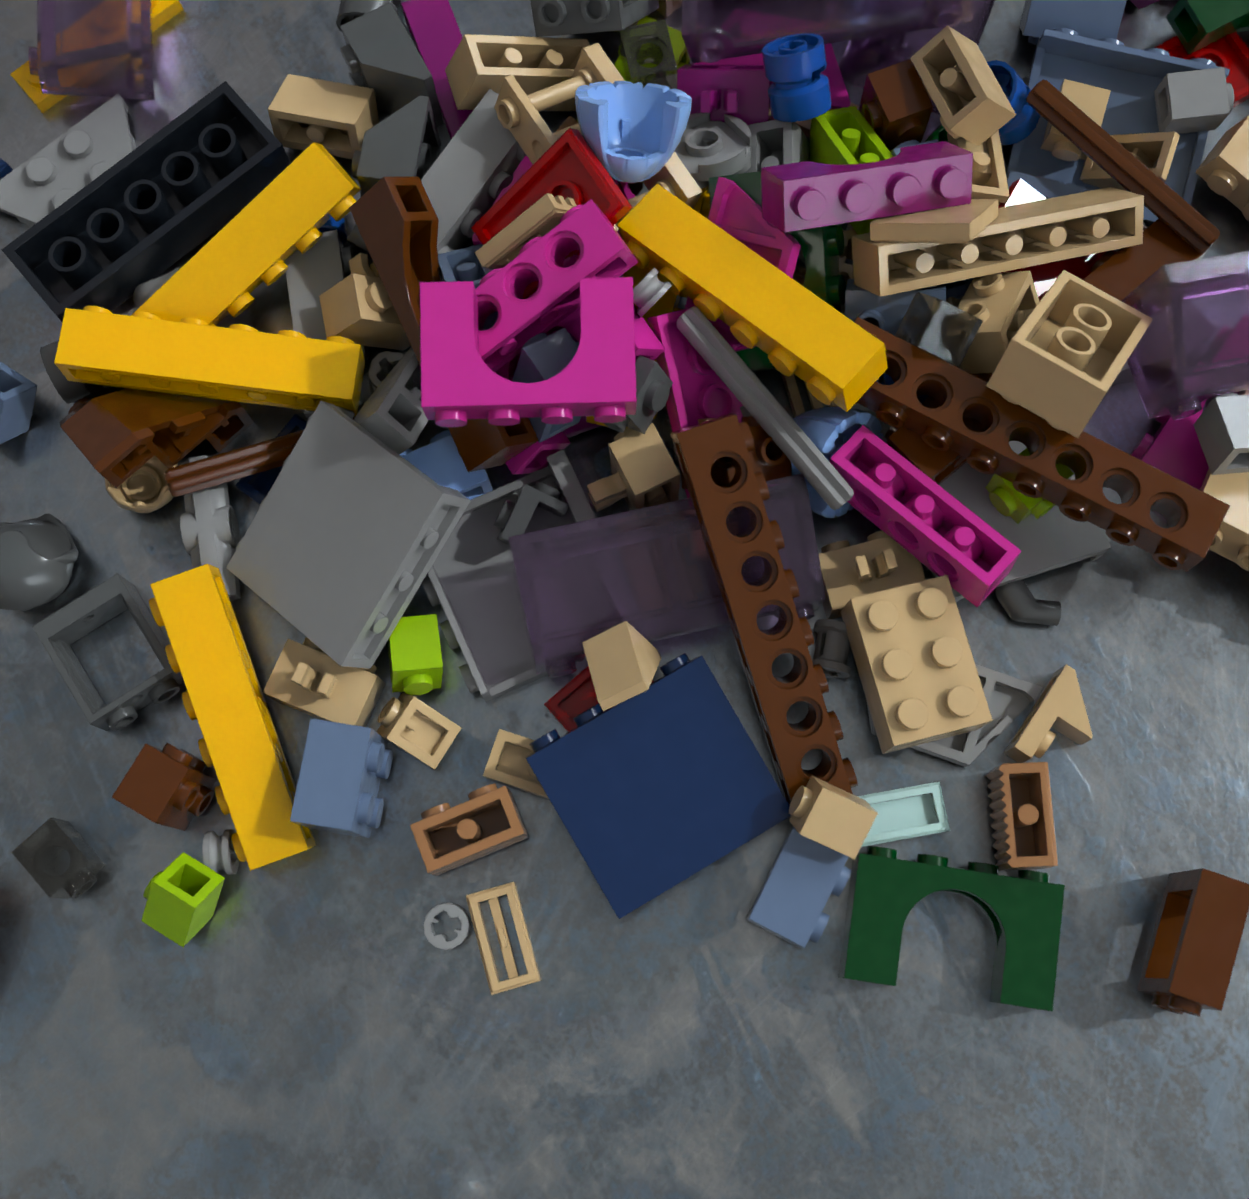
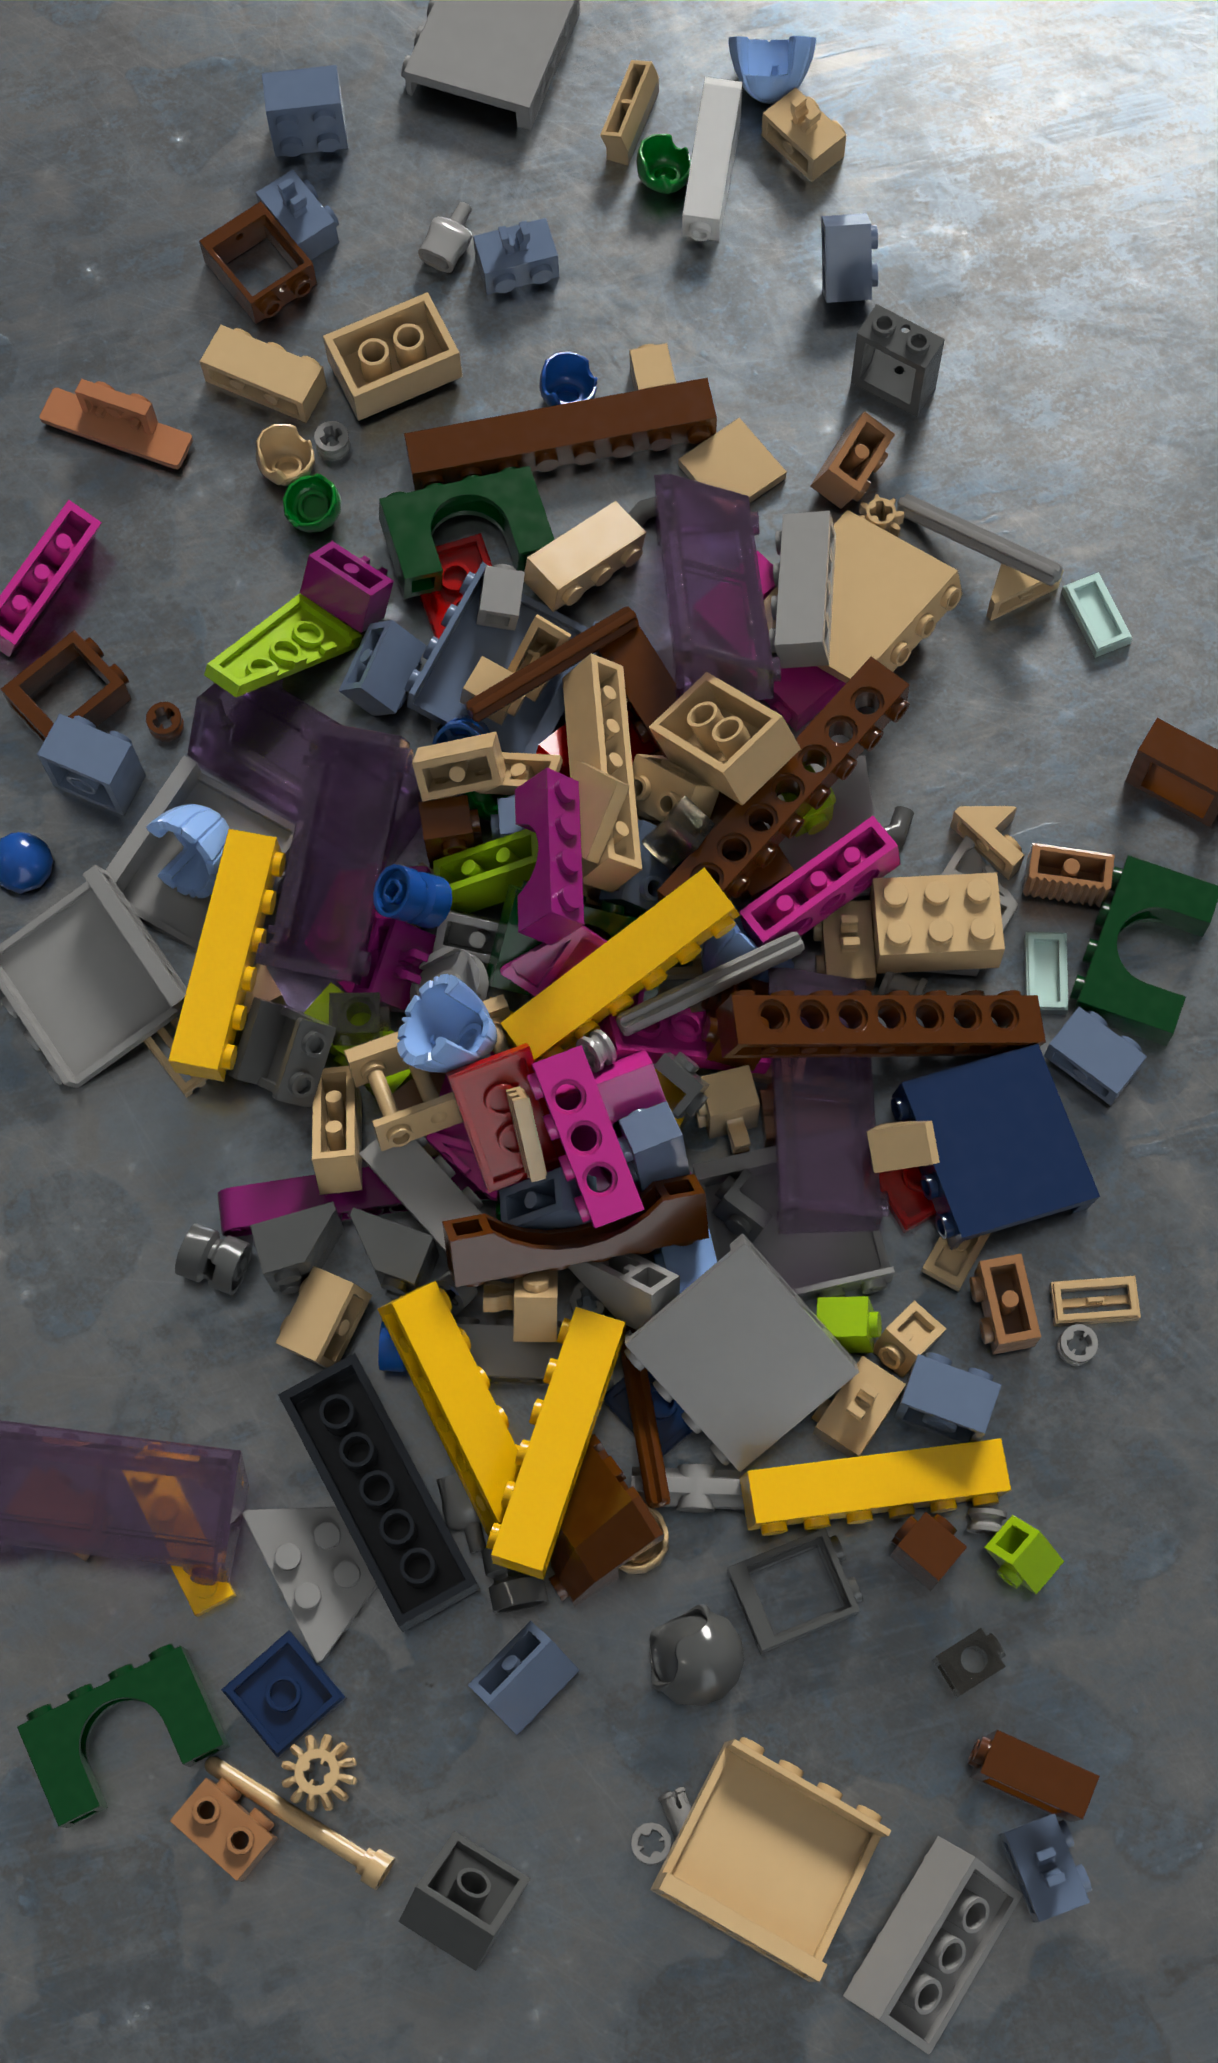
camera: 80 degrees left, 5 degrees down
(462, 387) = (681, 1092): dark pink arch -> none
(831, 816) = (1049, 1011): tan brick -> none

